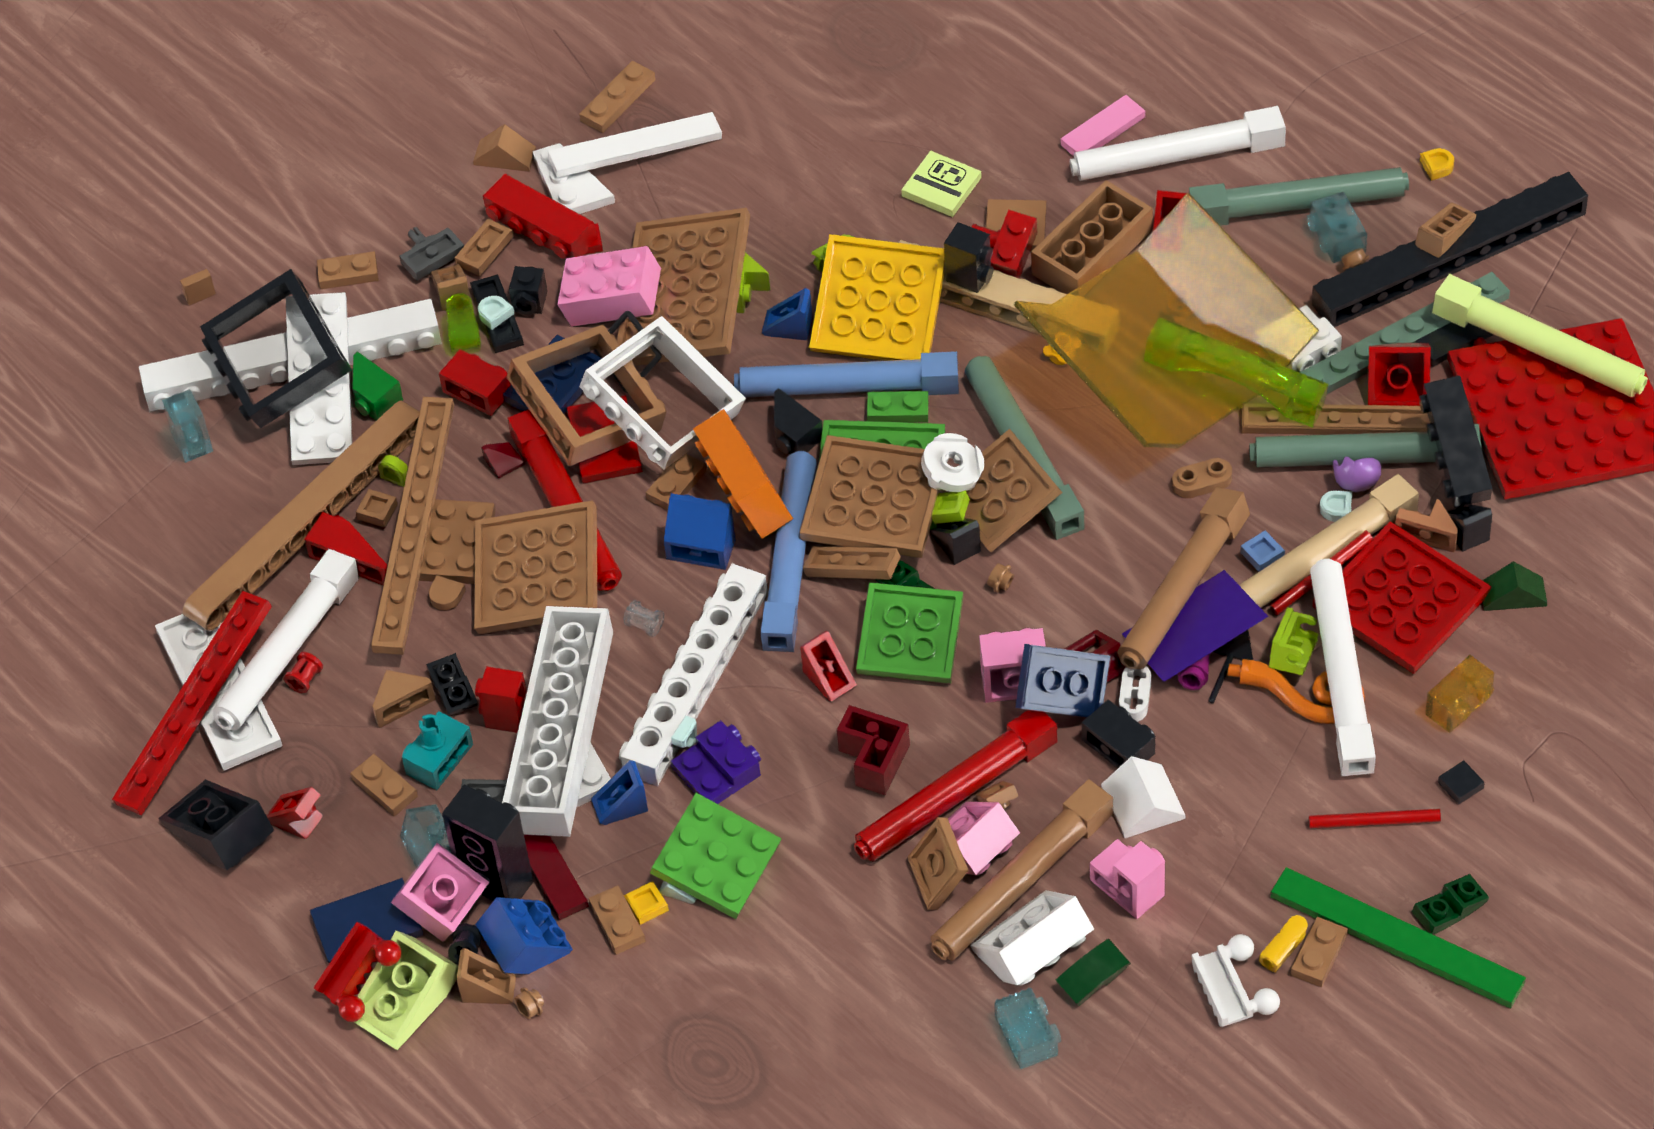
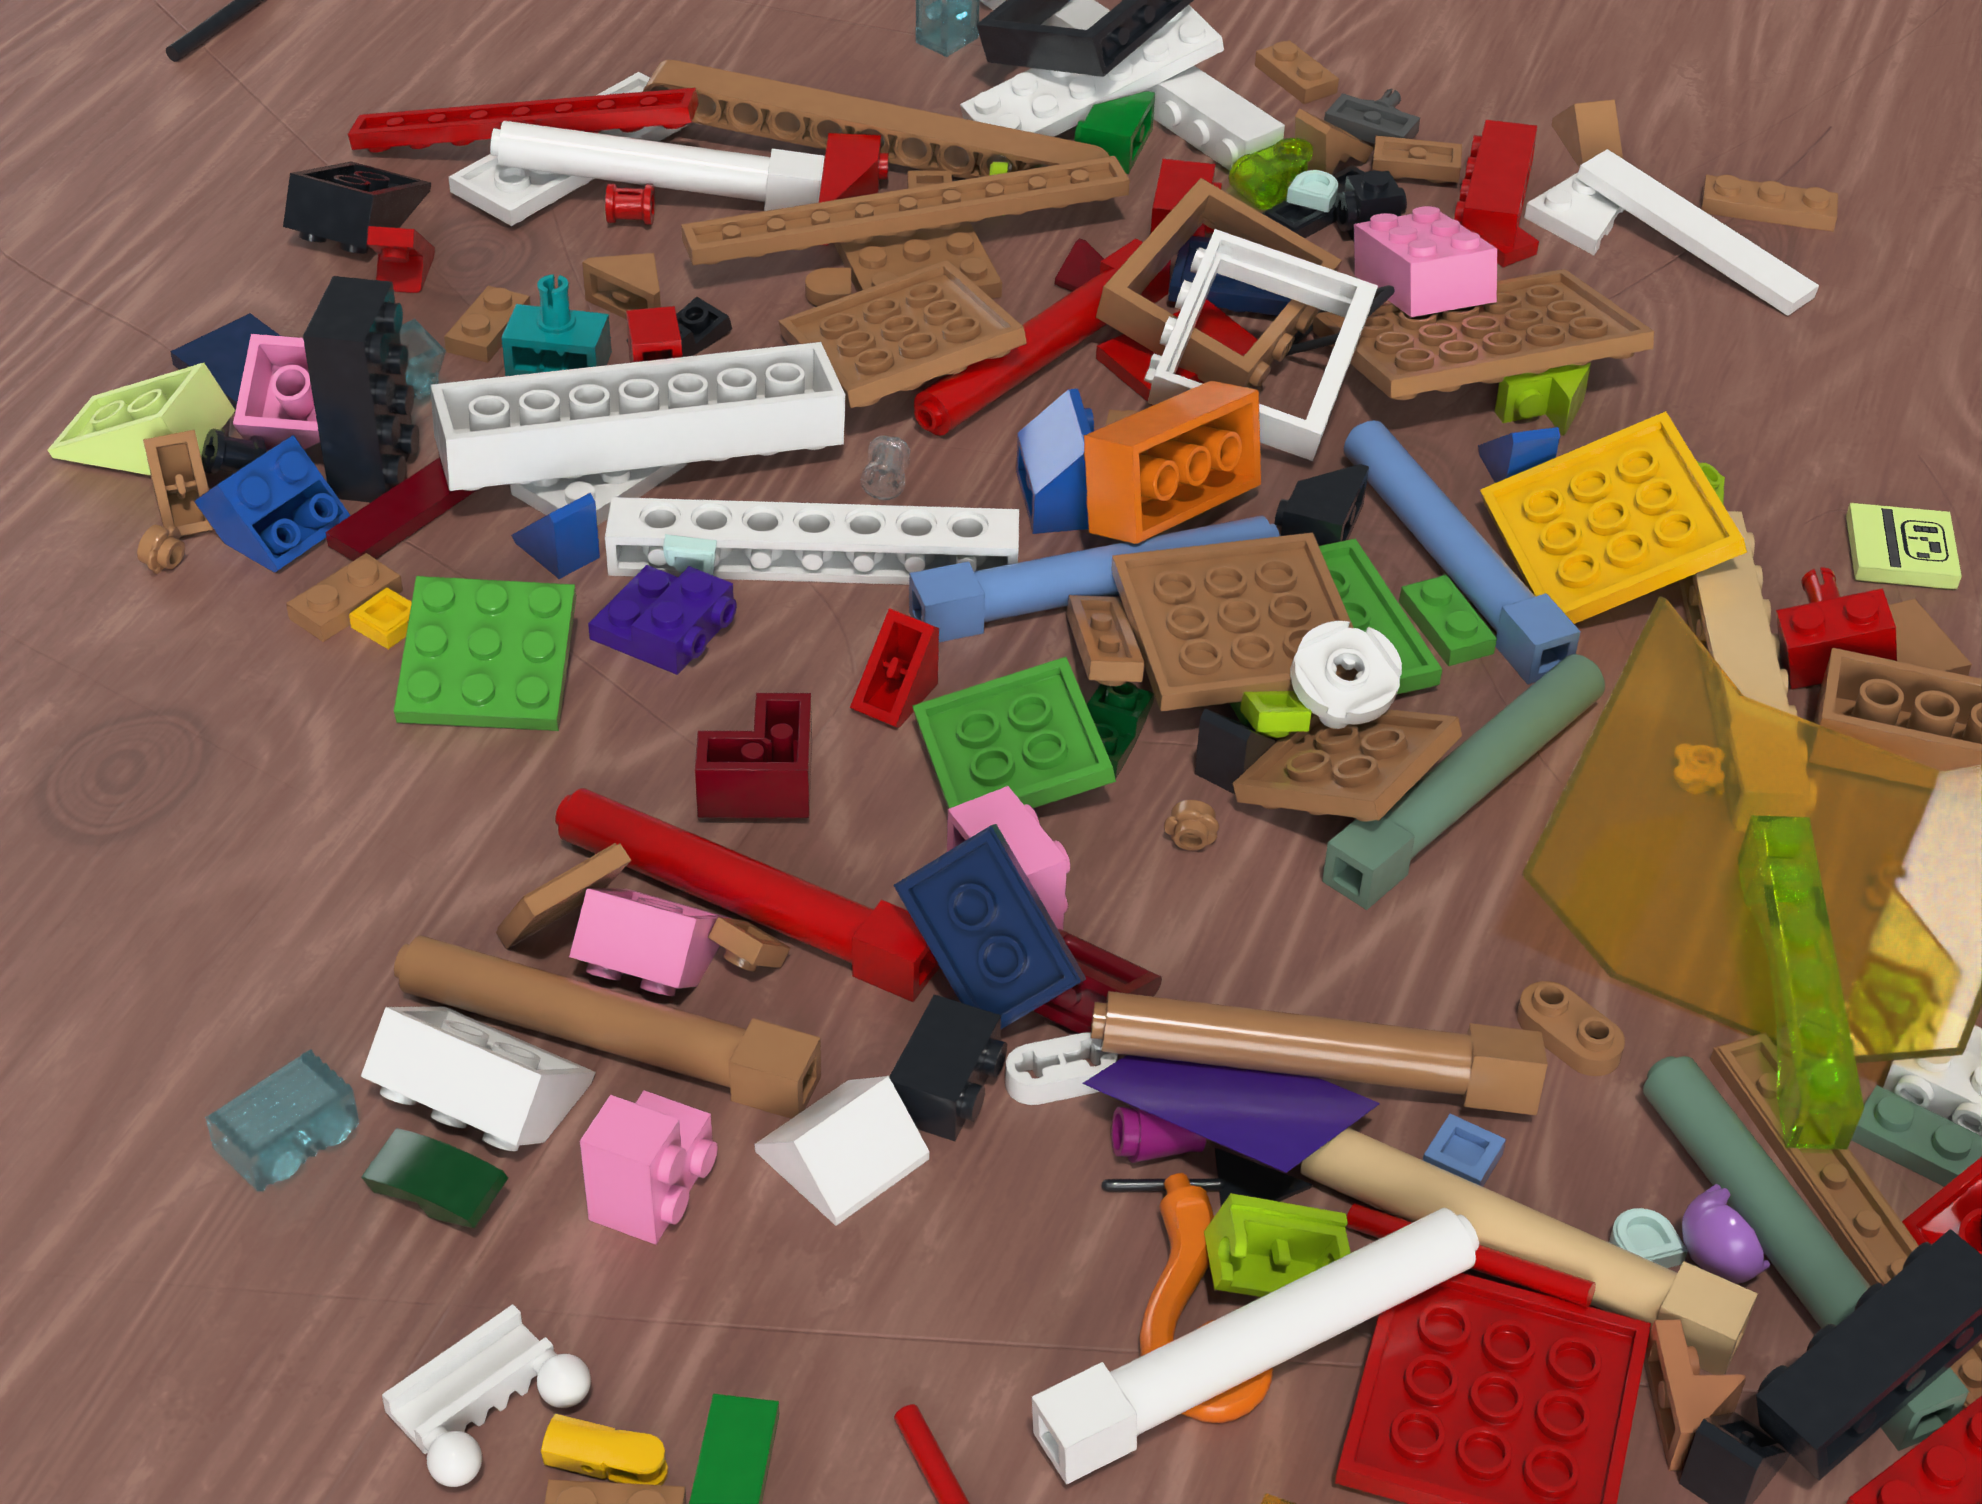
camera: 60 degrees right, 10 degrees down
(349, 966) = (151, 359): red gear -> none
(968, 257) = (1744, 563): black brick -> none

